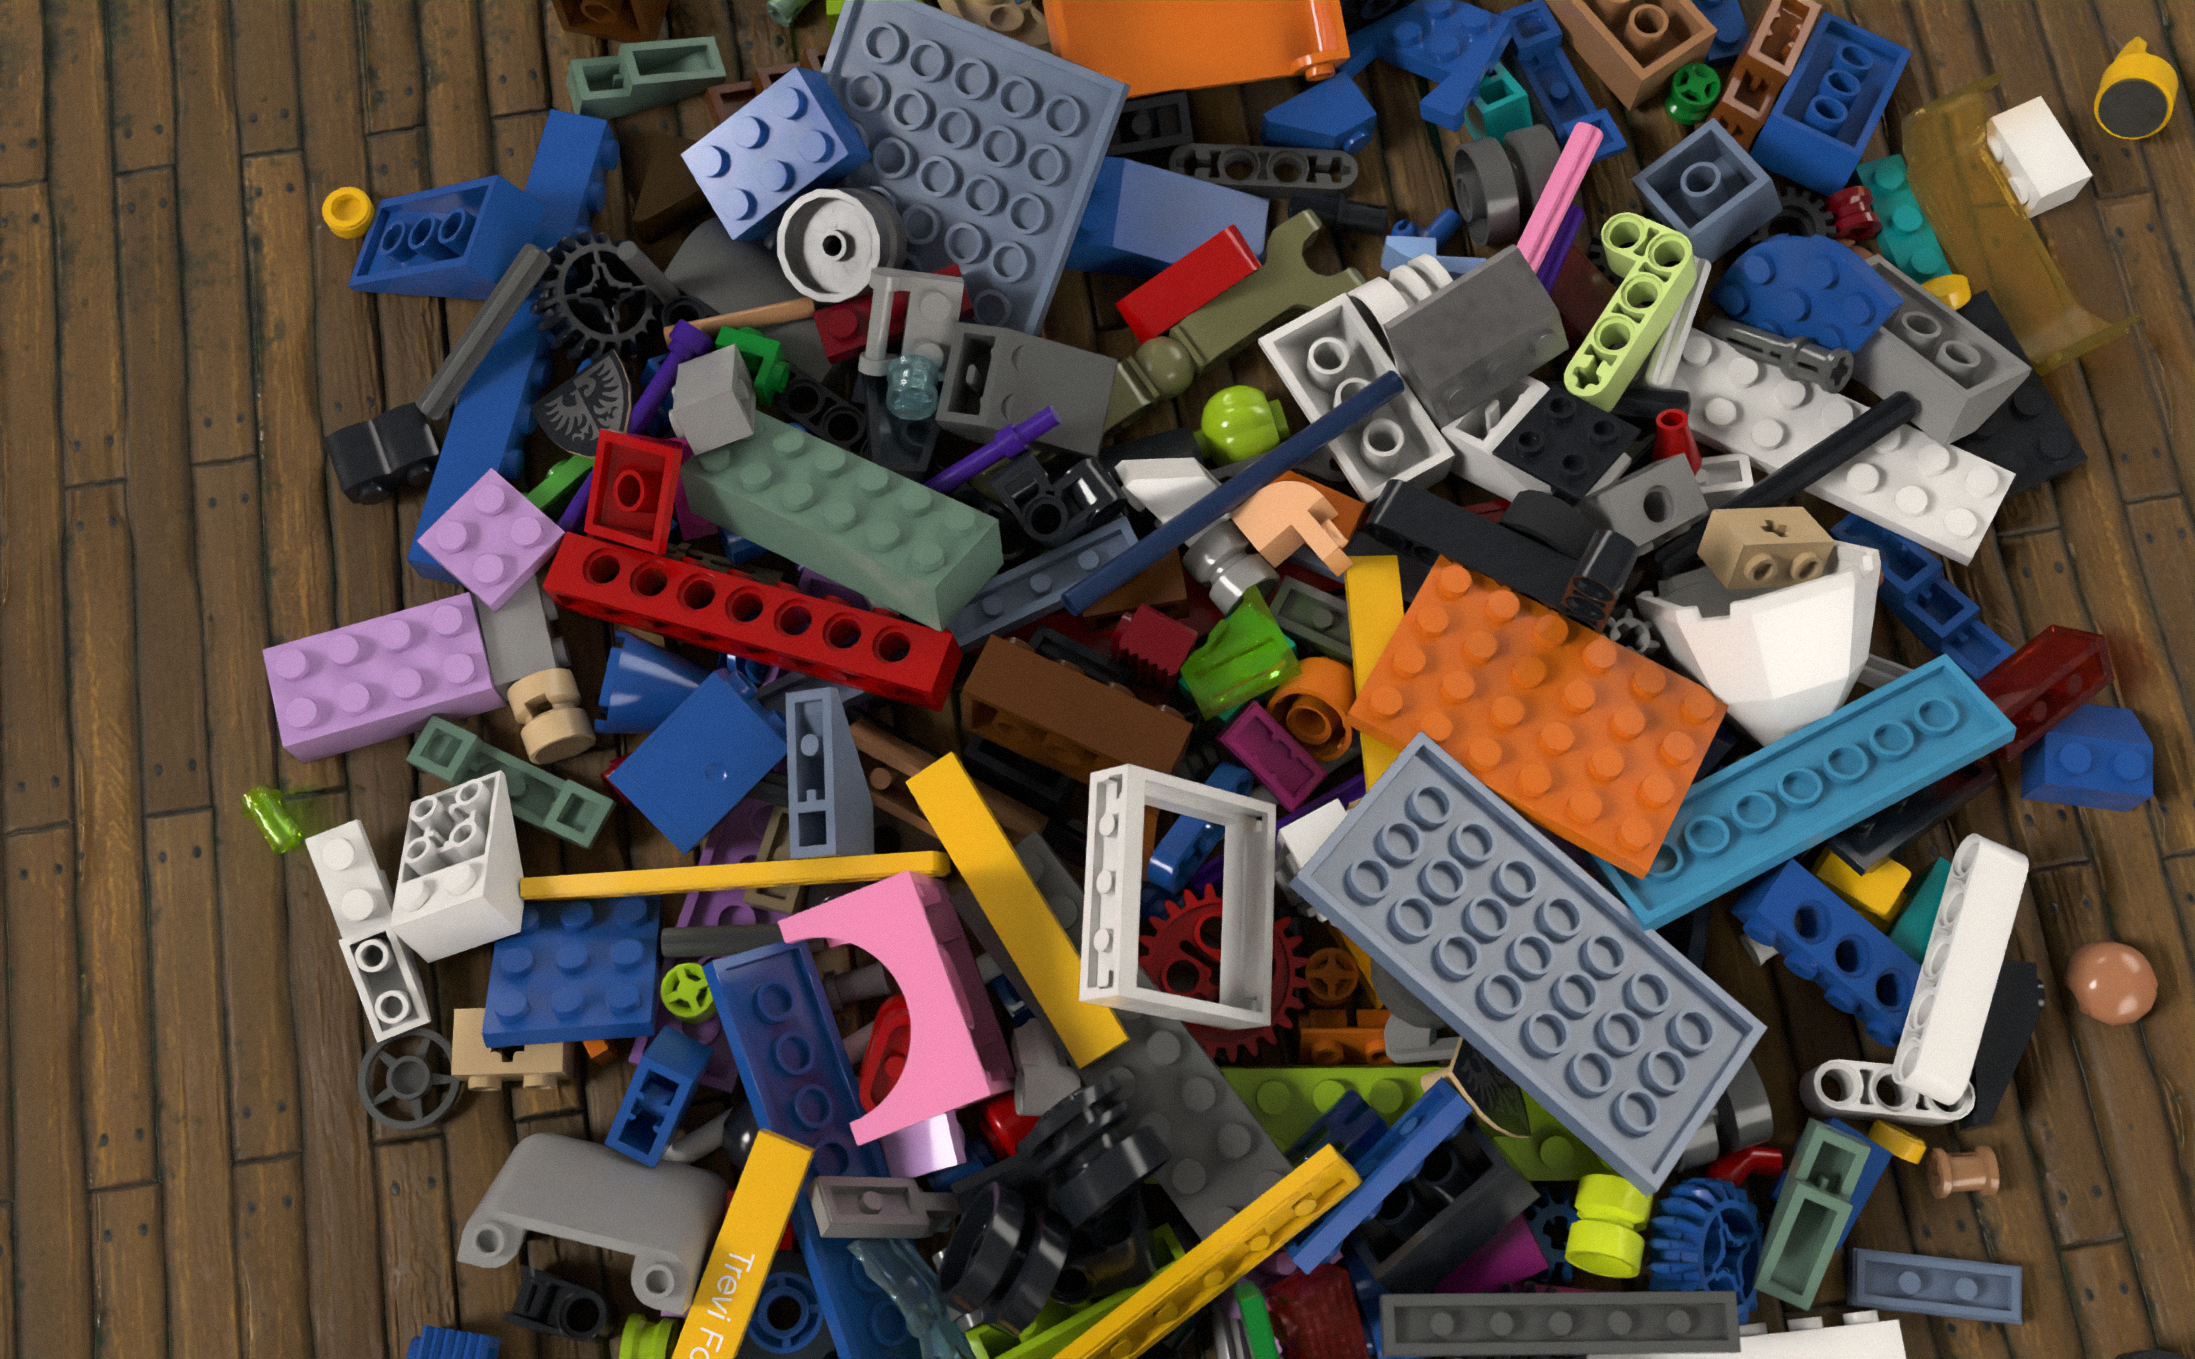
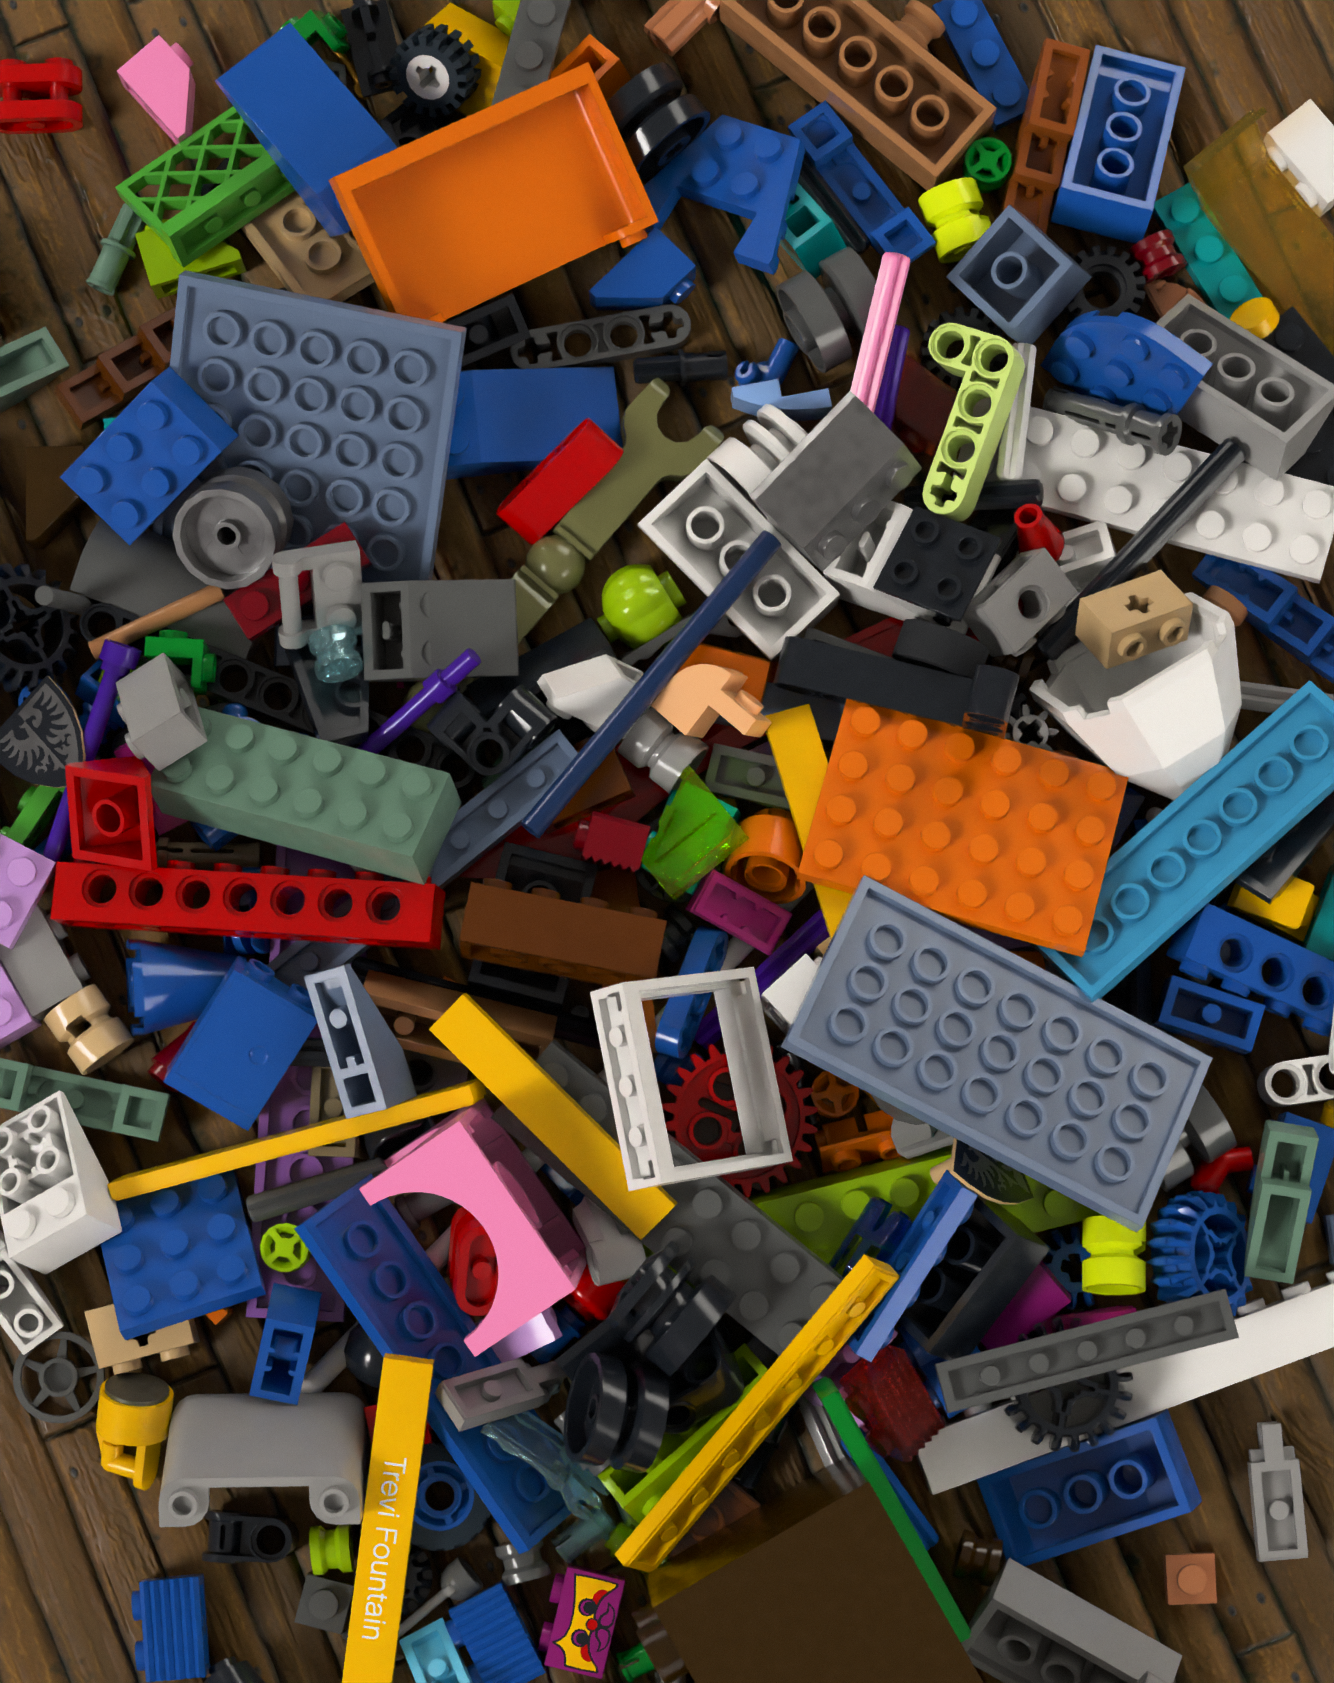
camera: 15 degrees left, 10 degrees up
(475, 1134) = (138, 1413): none -> yellow piece
(1649, 126) = (955, 215): none -> neon yellow wheel
(1768, 988) = (1208, 1015): none -> blue brick

